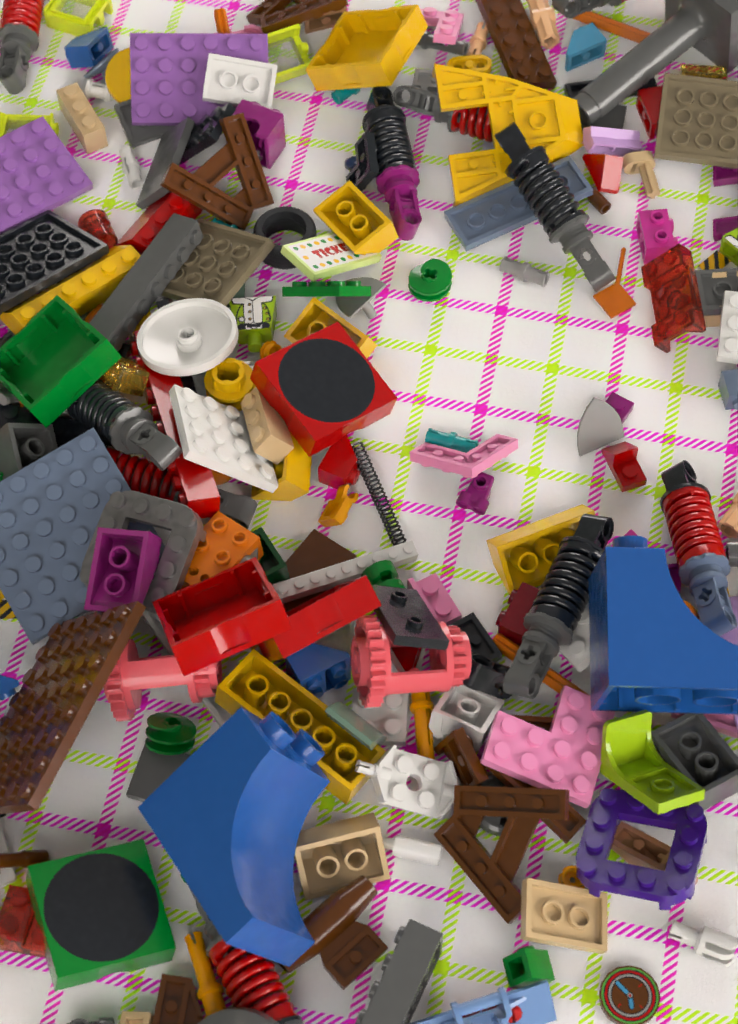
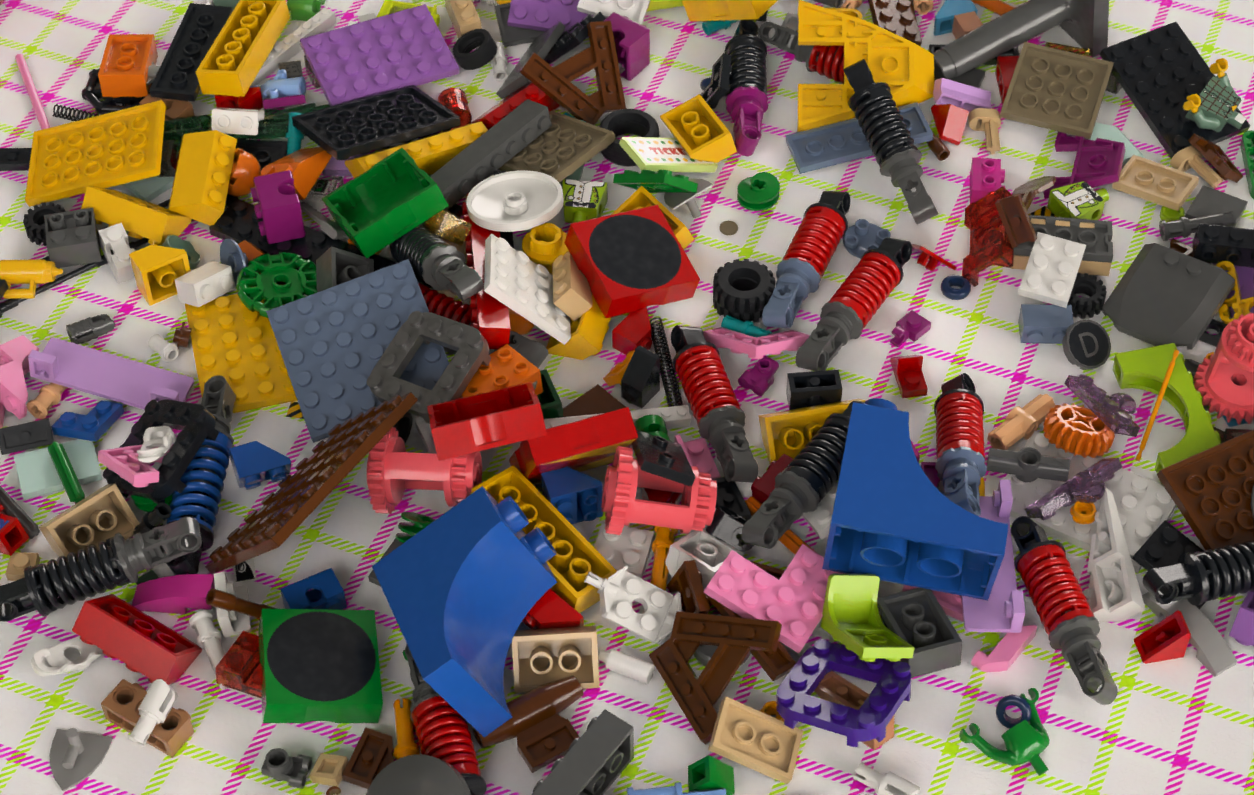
camera: 10 degrees right, 10 degrees down
(82, 817) = (325, 591): none -> blue brick
(112, 166) = (479, 57): none -> black tyre
(121, 567) = (406, 367): magenta slope -> none
(330, 808) = (552, 612): none -> red slope
(355, 725) = (593, 544): sand green slope -> none
(358, 517) = (641, 377): none -> black slope
(407, 324) = (728, 228): none -> dark tan piece
(438, 534) = (713, 402): none -> piece
(442, 382) = (742, 289): none -> black tyre
(497, 351) = (807, 257): none -> piece
(524, 271) = (856, 199): light grey pin -> none
(535, 502) = (813, 388): none -> black brick
(550, 318) = (863, 237): none -> sand blue dish
(556, 395) = (855, 303): none -> piece
(598, 59) = (965, 23): none -> nougat brick
(598, 427) = (889, 335): light grey shield -> none
(614, 298) = (936, 233): orange piece -> none
(617, 331) = (933, 258): none -> red piece
(649, 366) = (955, 294): none -> dark blue piece
(698, 272) = (1015, 207): none -> reddish brown piece

